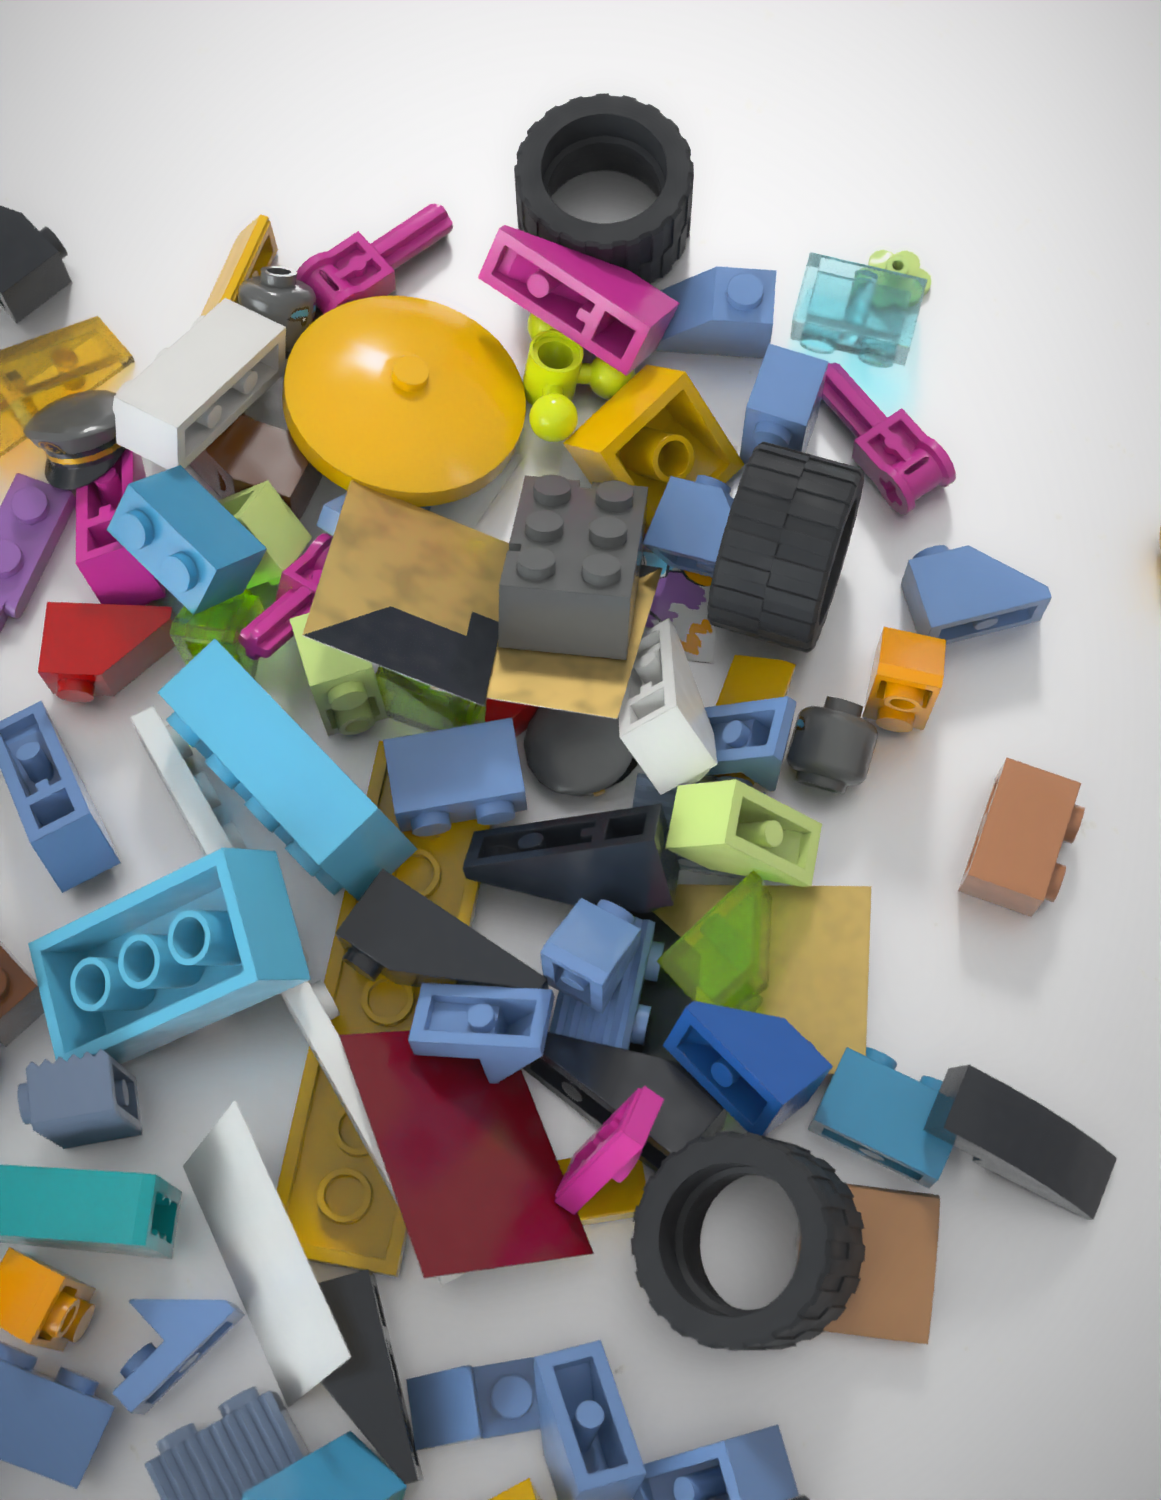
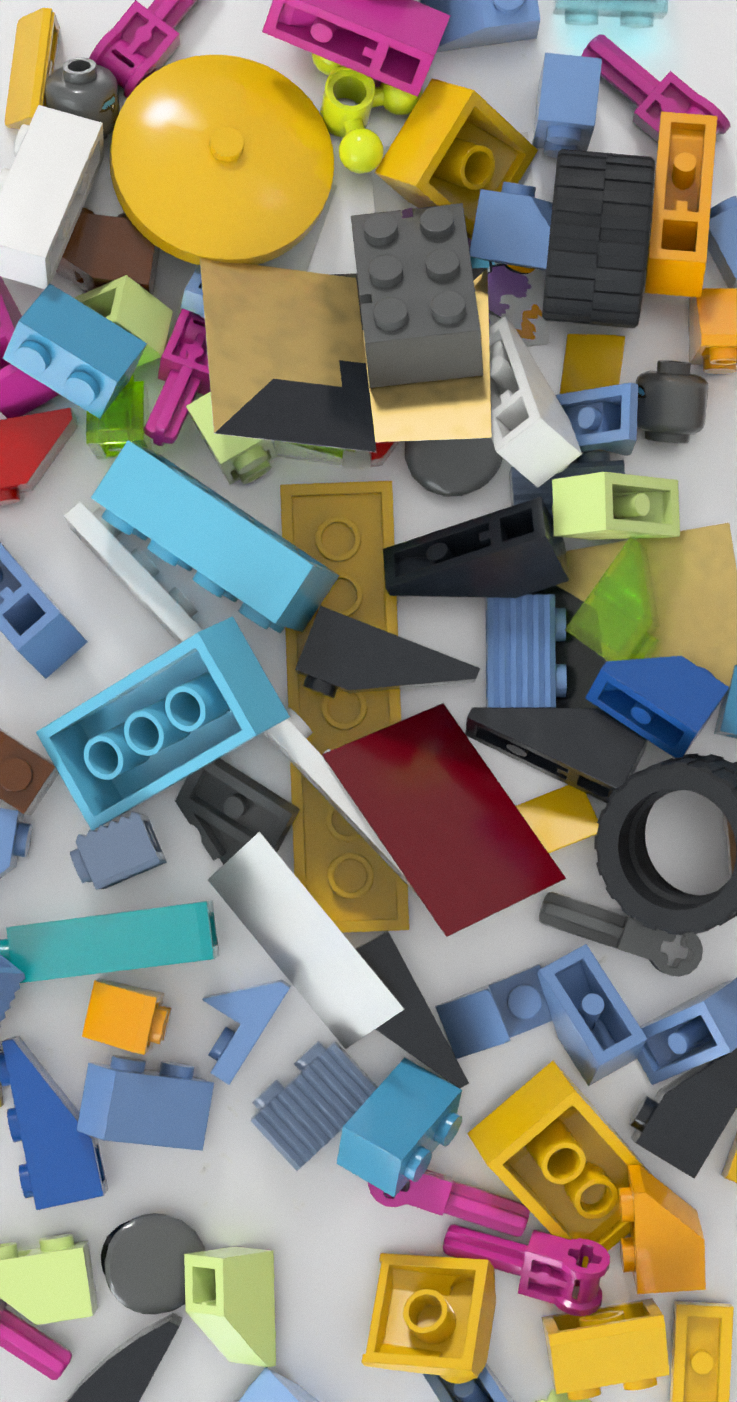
camera: 15 degrees left, 15 degrees up
(222, 1067) = (232, 809): none -> dark grey wing
(455, 777) = (359, 507): medium blue brick -> none
(484, 1023) = (434, 715): medium blue slope -> none
(591, 952) = (513, 637): medium blue slope -> none
(609, 1151) = (562, 796): dark pink plate -> none
(645, 1337) = (618, 932): none -> dark grey connector
(883, 535) = (681, 204): none -> light orange slope

